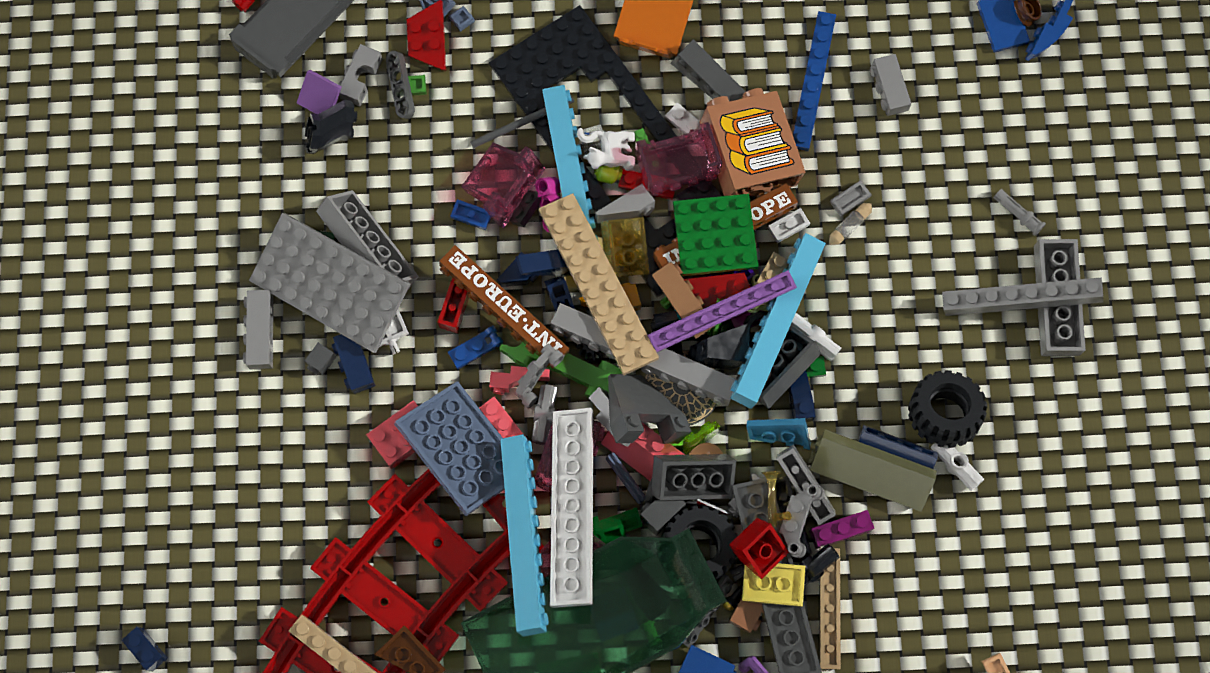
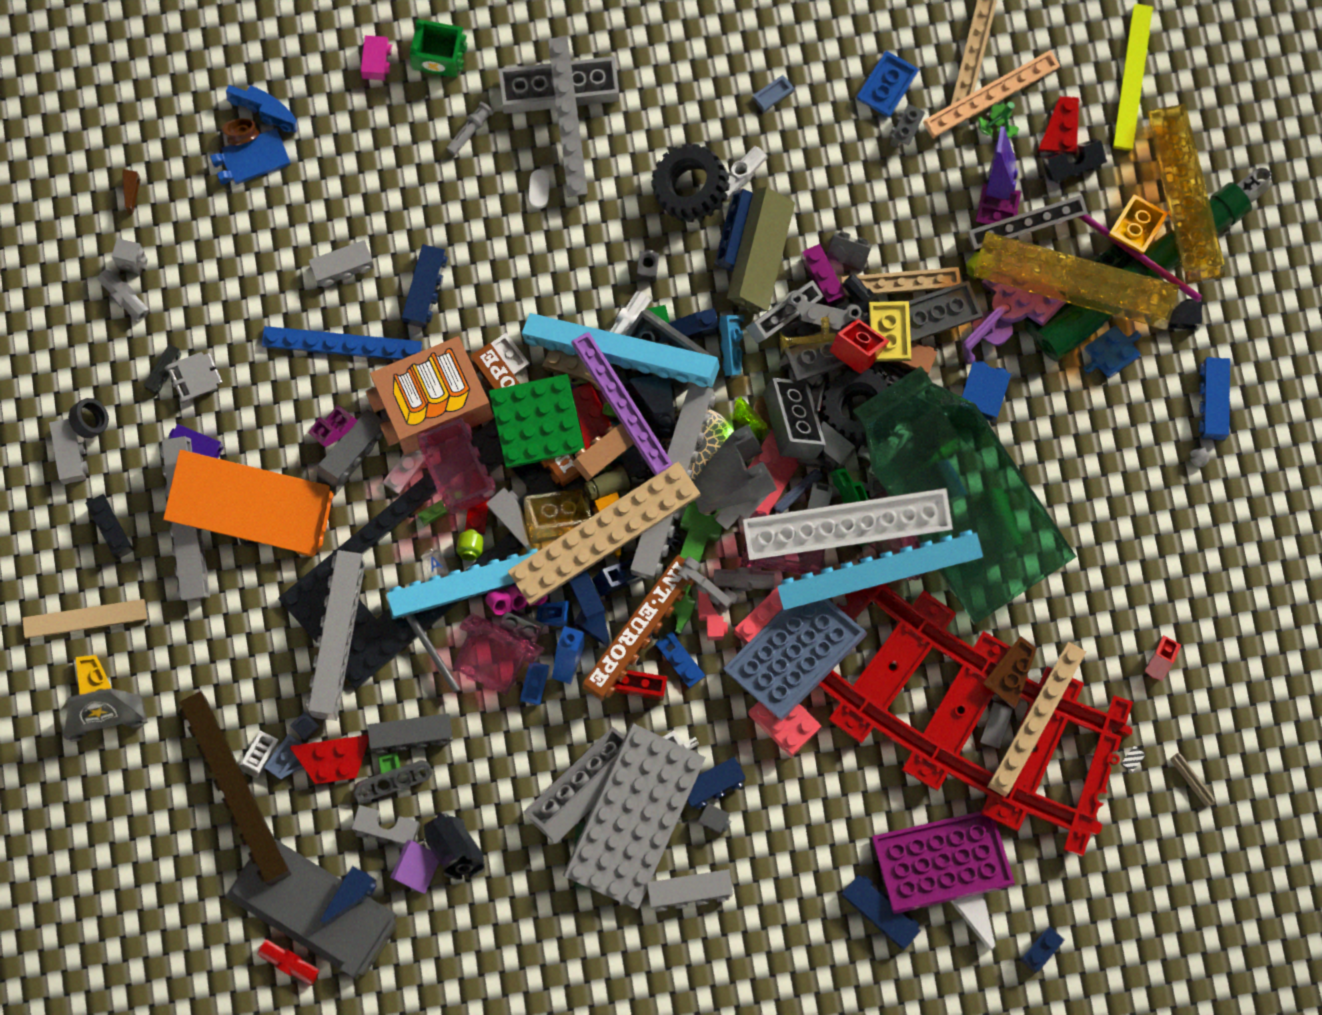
camera: 100 degrees left, 0 degrees up
(195, 588) = (975, 913): none -> white slope
(207, 501) = (878, 911): none -> dark blue brick
(242, 564) = (942, 861): none -> magenta plate
(305, 39) = (352, 892): none -> dark blue slope
(366, 637) = (996, 725): none -> light grey slope
(440, 103) = (410, 732): none -> dark grey brick
(490, 241) = (568, 655): none -> blue slope
(532, 238) = (553, 613): none -> blue slope
(533, 42) = (336, 636): none -> light grey brick
(610, 493) = (820, 495): none -> dark grey slope
(611, 146) = (449, 538): white animal -> none
(650, 297) = (607, 484): none -> olive plant
(731, 61) = (334, 427): none -> magenta slope
(850, 198) = (471, 296): light grey tile -> none
(850, 224) = (501, 293): piece -> none
(859, 366) = (643, 272): none -> flat silver brick
(862, 155) = (424, 286): none -> dark blue brick
(868, 561) = (849, 250): none -> dark grey bracket
(954, 270) = (539, 189): none -> white tile
(999, 638) = (908, 124): none -> dark grey bracket
(1041, 508) = (773, 93): none -> sand blue tile
(1045, 625) = (887, 84): none -> blue plate
(1096, 133) = (375, 58): none -> dark pink brick
(1102, 187) = (433, 47): none -> green container

